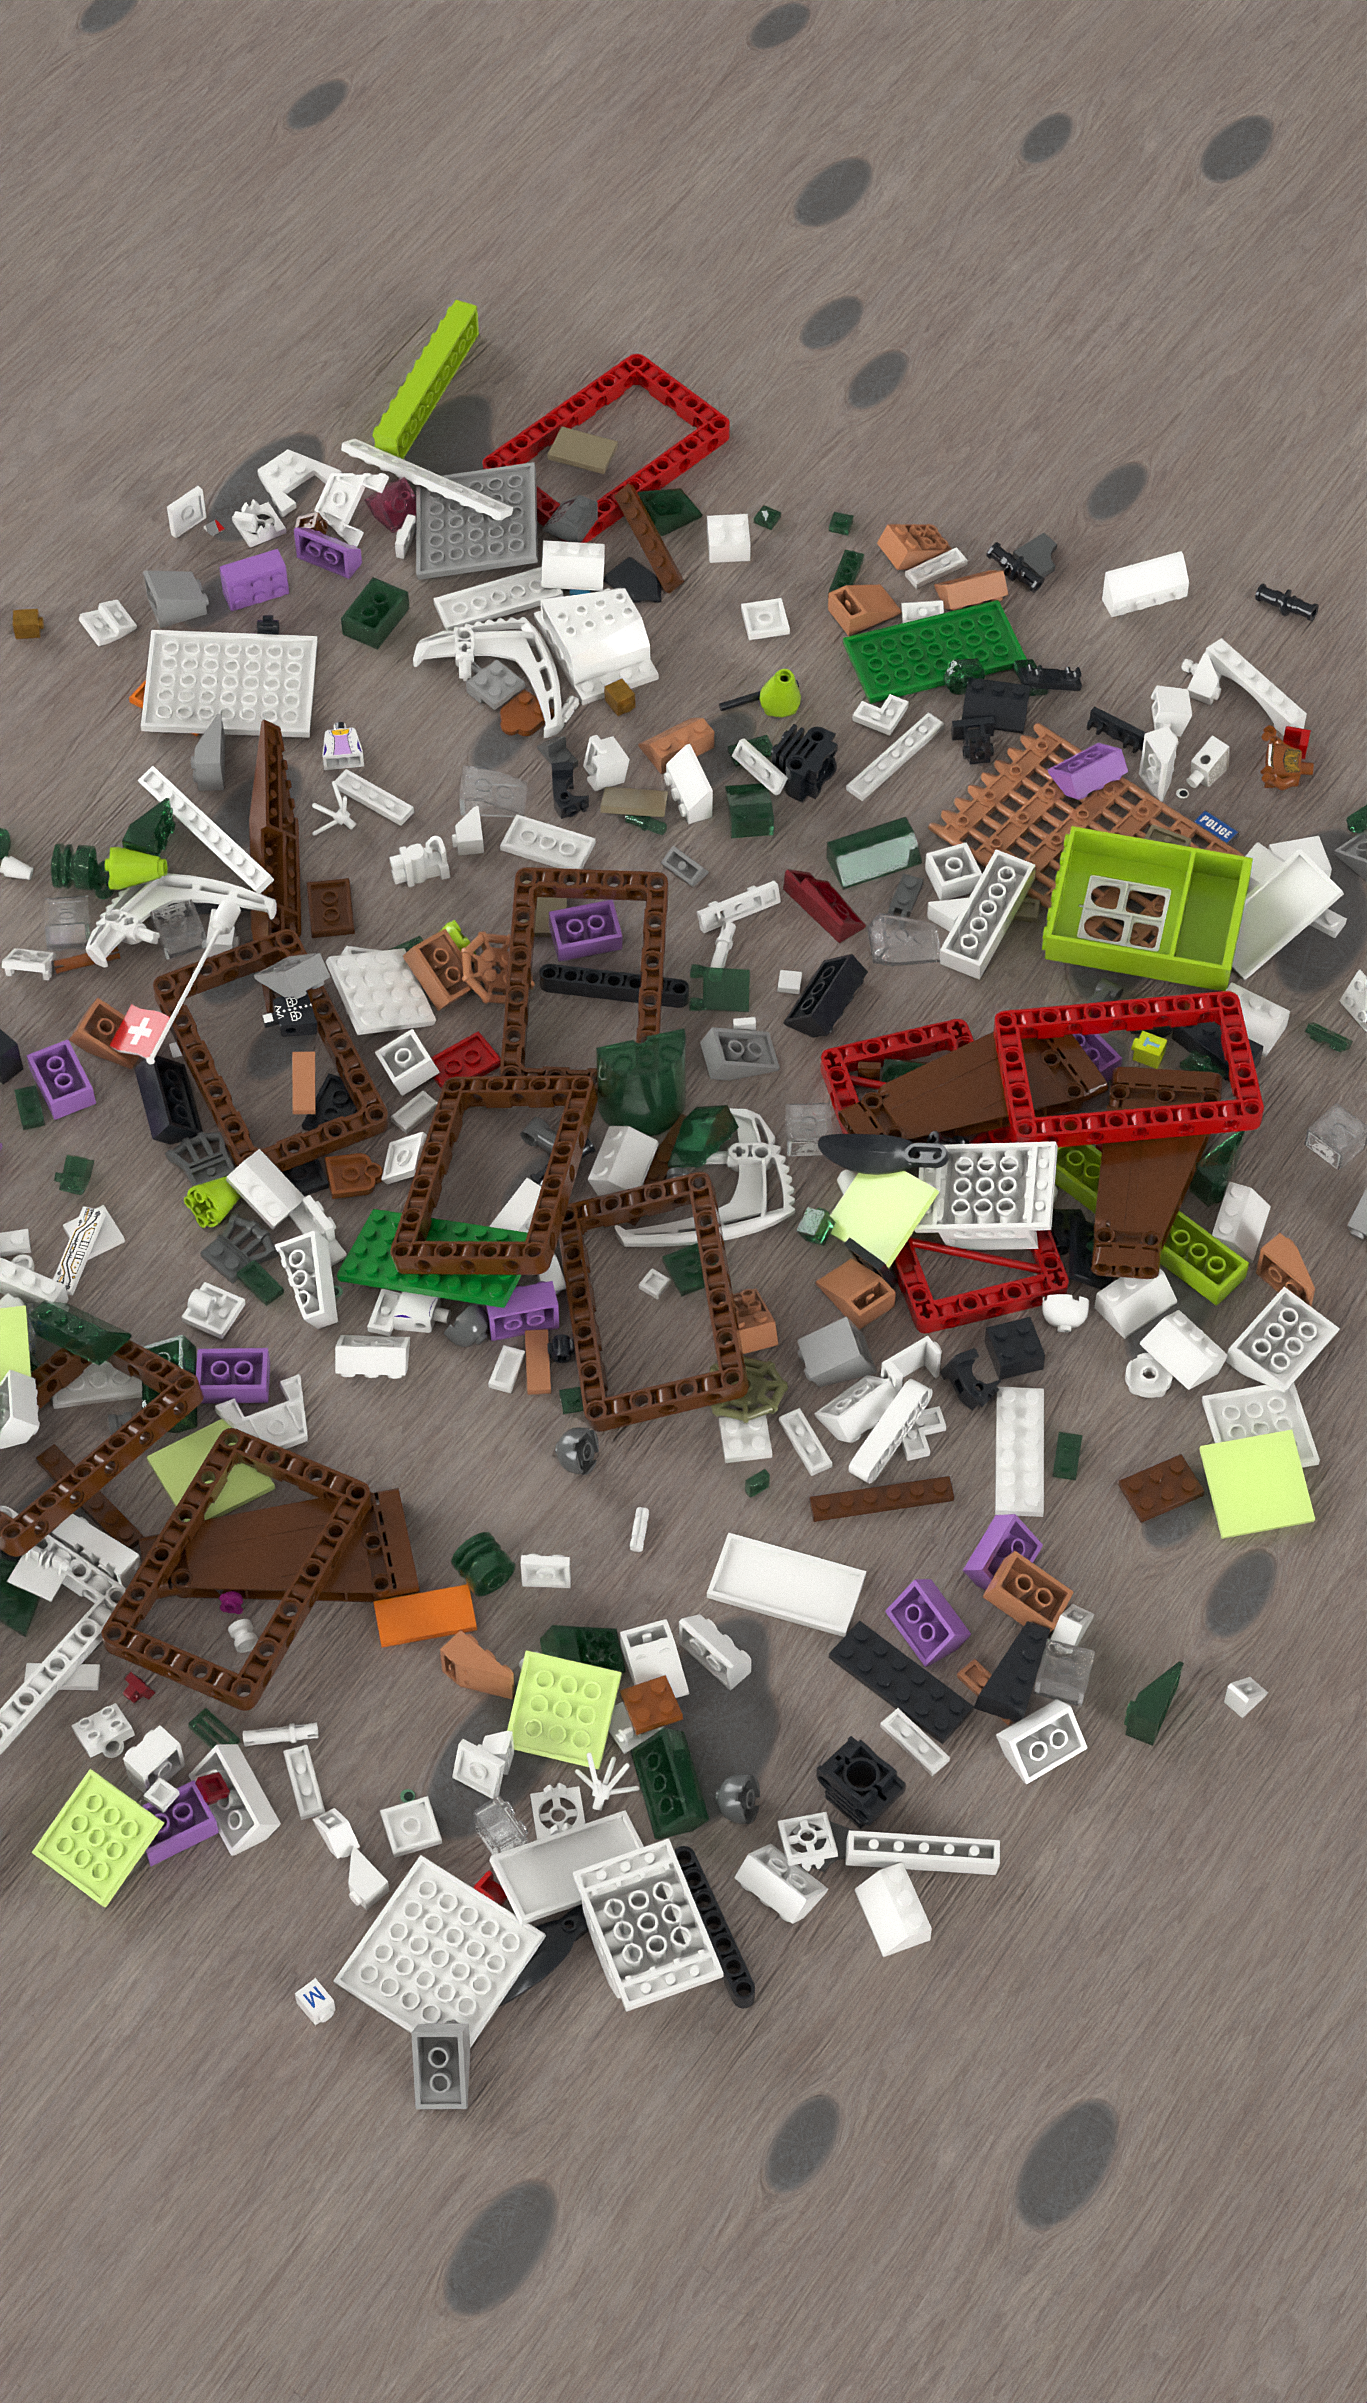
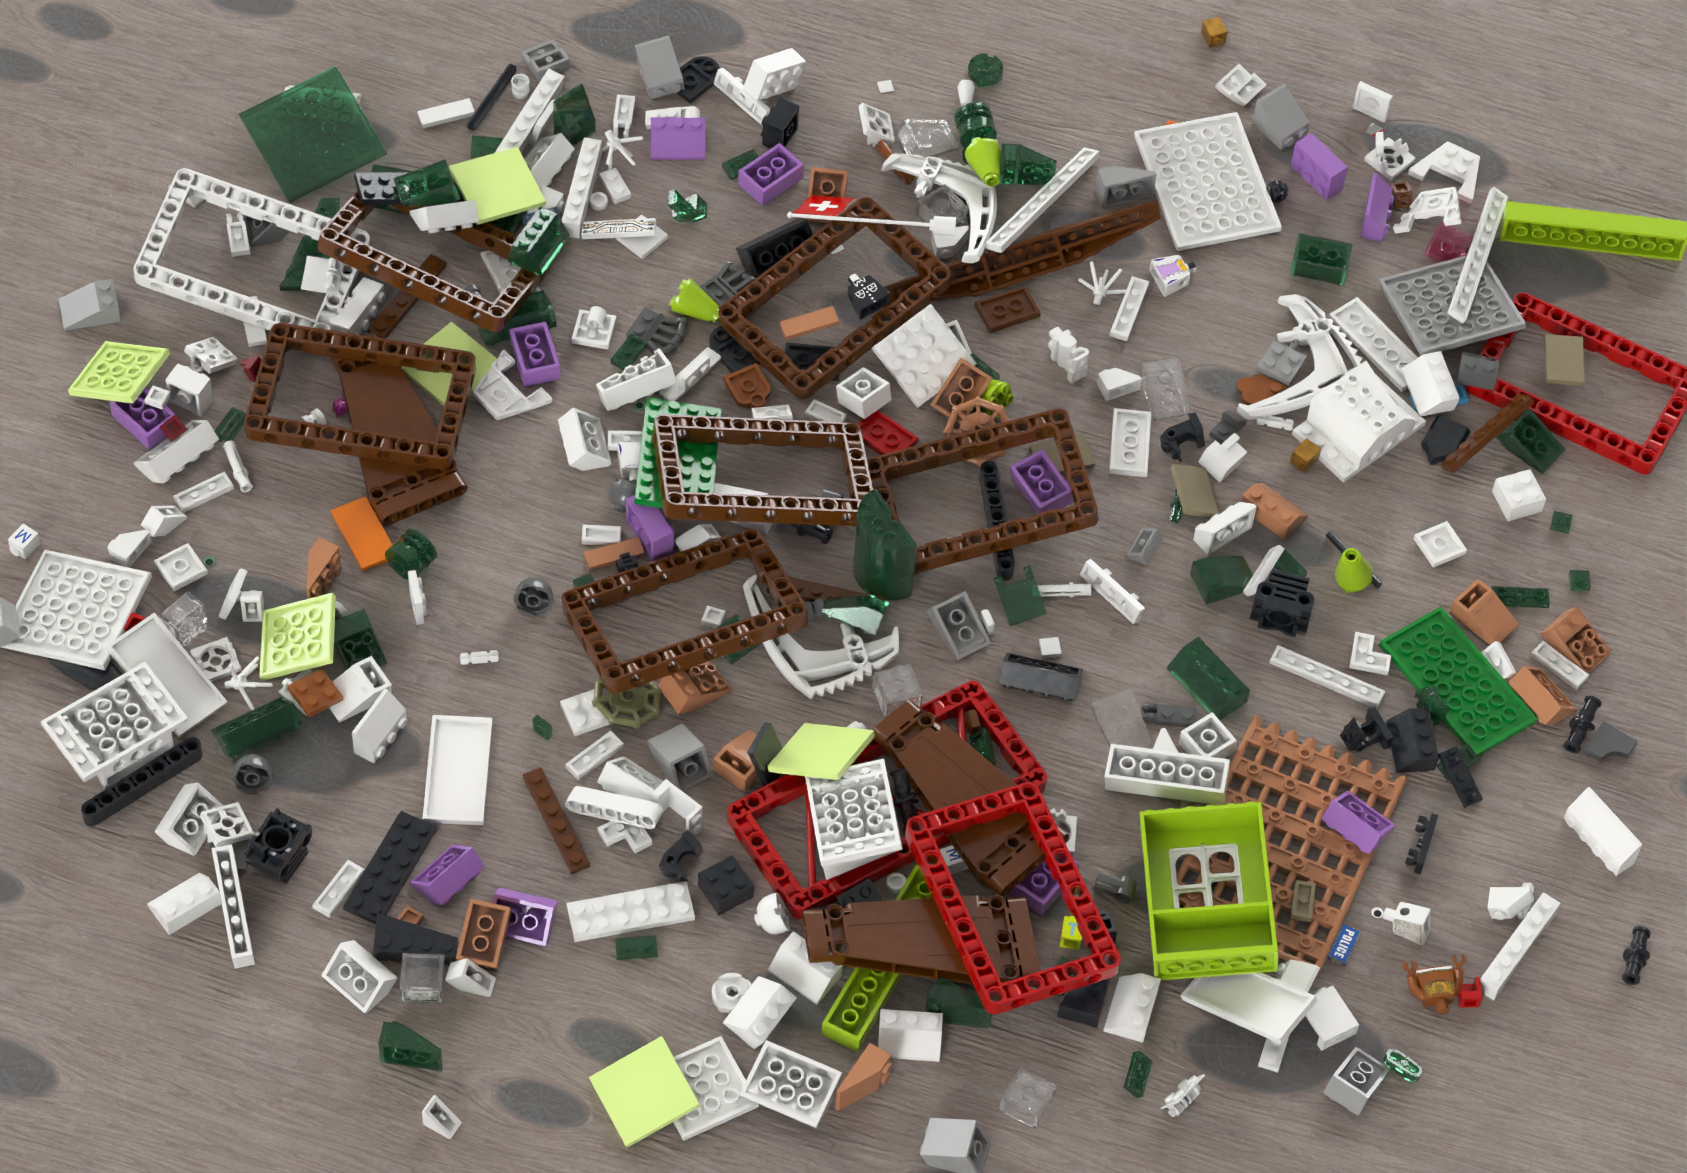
camera: 70 degrees right, 0 degrees up
(265, 1188) = (705, 326): white slope -> none
(295, 975) = (894, 280): light grey slope -> none
(405, 536) = (1417, 260): white plate -> none
(622, 1160) = (817, 563): white slope -> none
(816, 1226) = (799, 714): clear green brick -> none
(823, 904) = (1140, 653): dark red slope -> none
(880, 1153) = (869, 731): black plant -> none
(1158, 761) = (1385, 876): white slope -> none
(1161, 1488) = (624, 1023): reddish brown plate -> none
(1171, 708) = (1457, 876): white plate -> none

